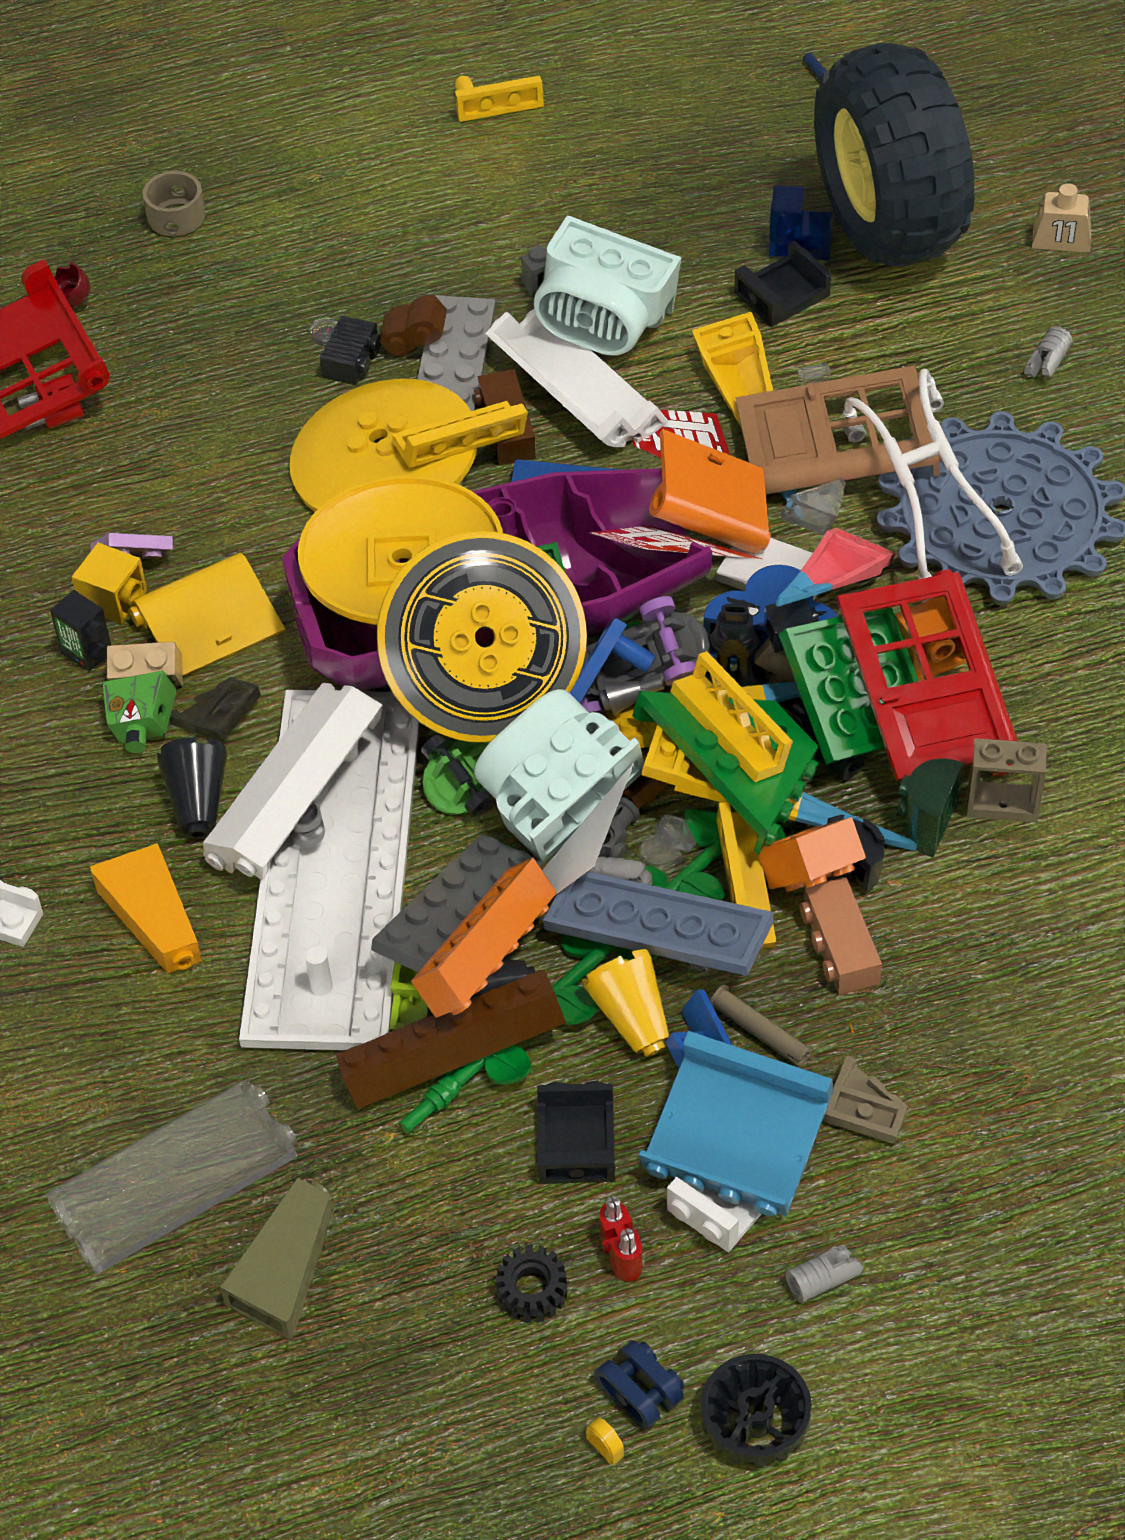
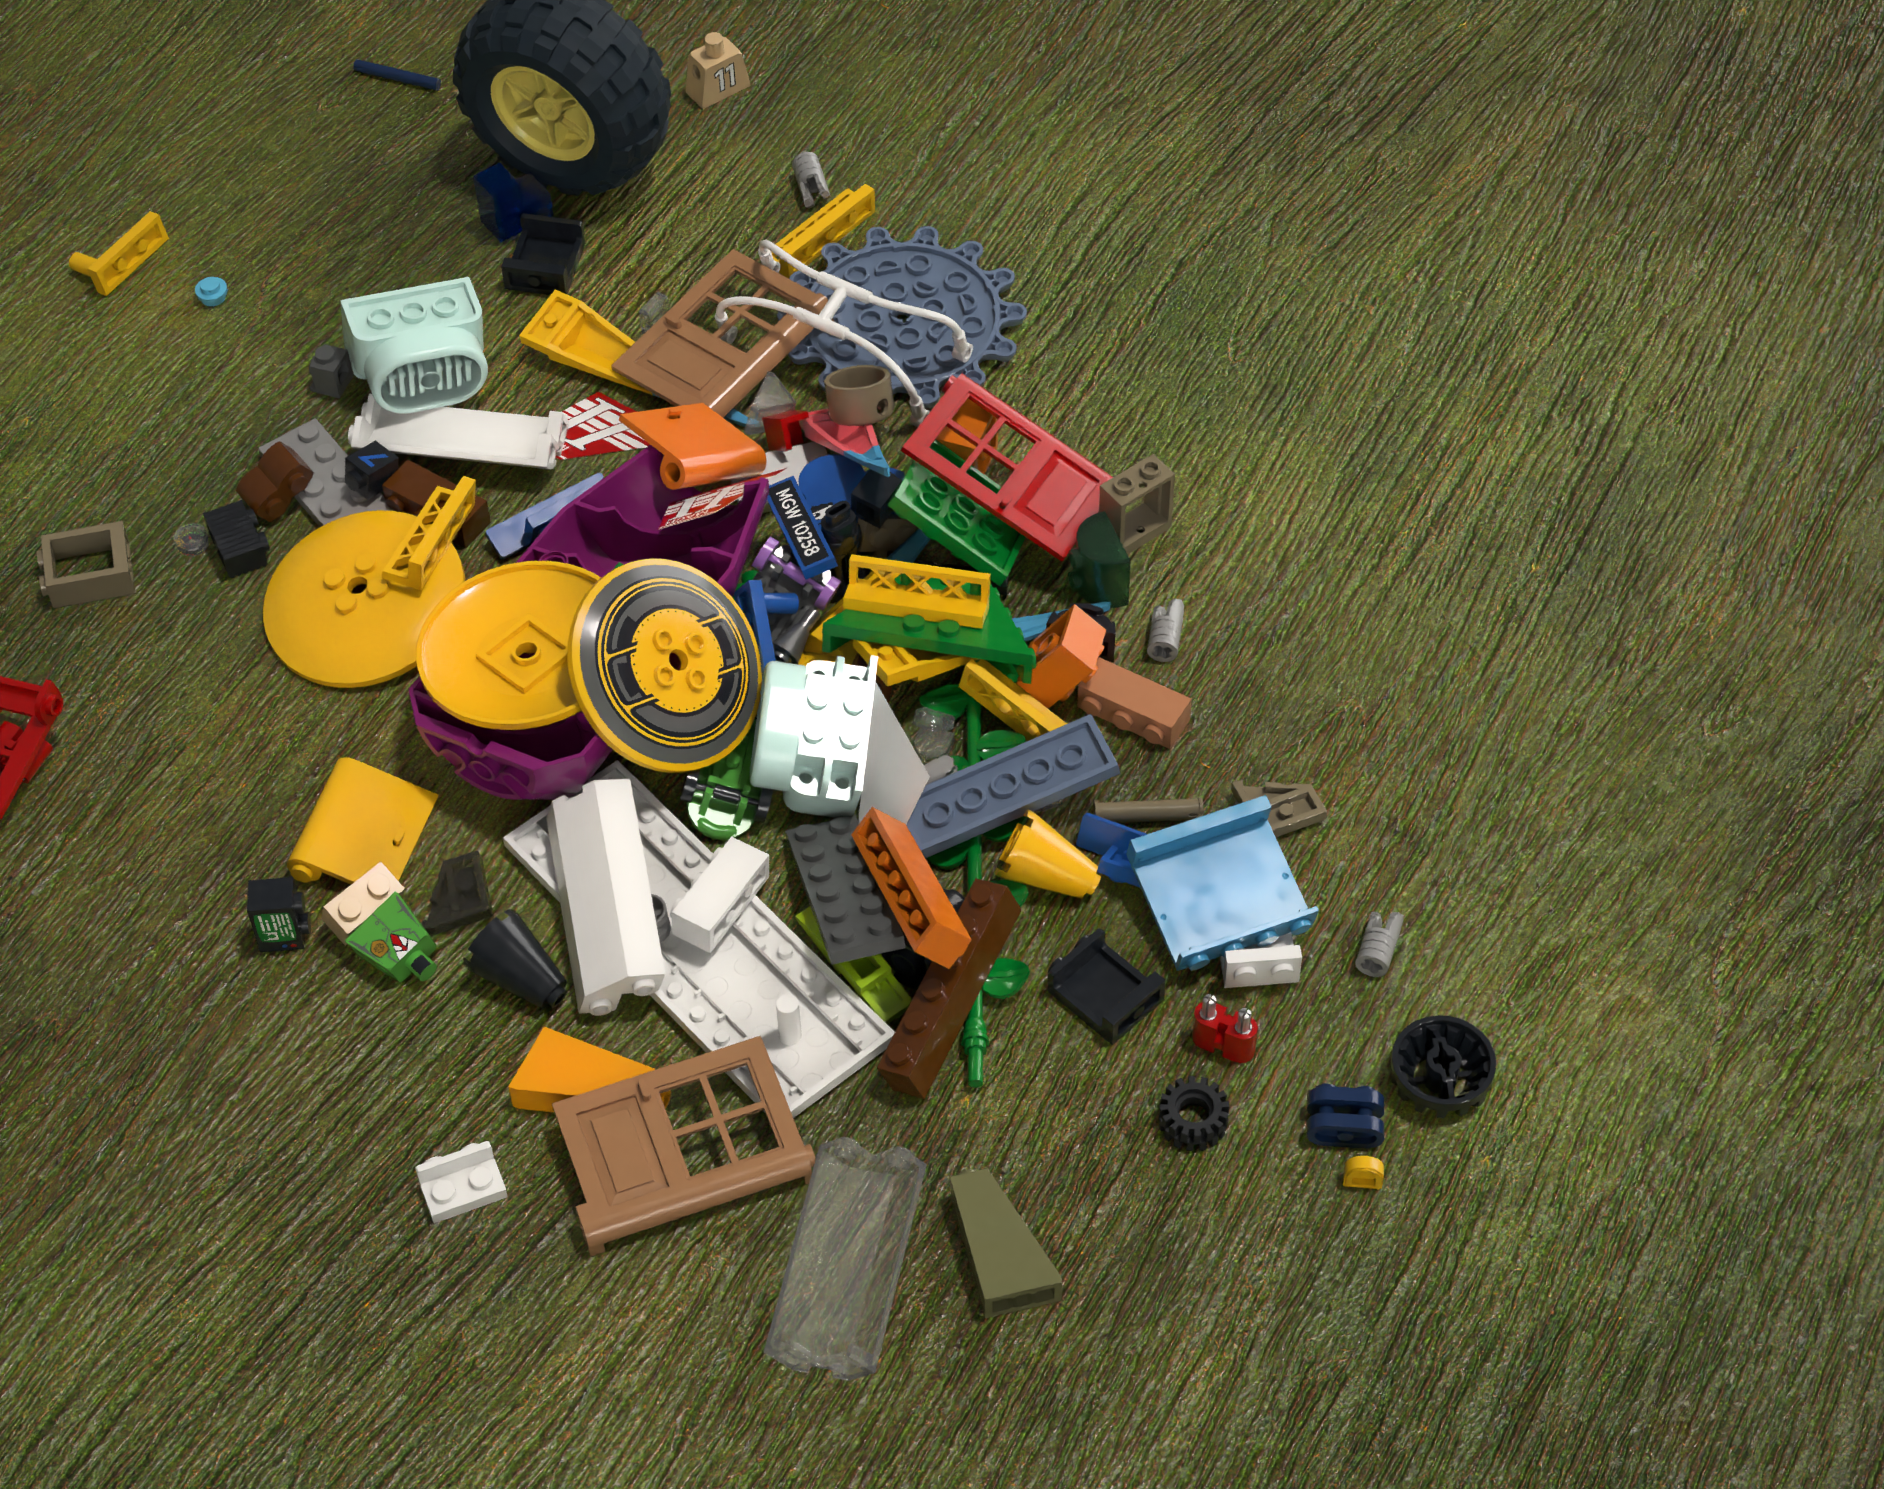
camera: 45 degrees left, 0 degrees up
(110, 581) = (247, 855): yellow head -> none
(115, 973) = (632, 1157): none -> medium nougat door
(146, 545) = (231, 822): lavender wing -> none
(257, 320) = (89, 585): none -> dark tan window
(371, 842) = (719, 894): none -> white brick
(478, 357) = (370, 469): none -> black brick
(528, 162) = (211, 291): none -> medium azure plate
(701, 611) = (800, 528): none -> tile
(808, 531) = (784, 429): none -> red panel
(892, 540) = (857, 393): none -> dark tan piece
(932, 898) = (1166, 631): none -> light grey hinge
(1018, 399) = (826, 226): none -> yellow fence

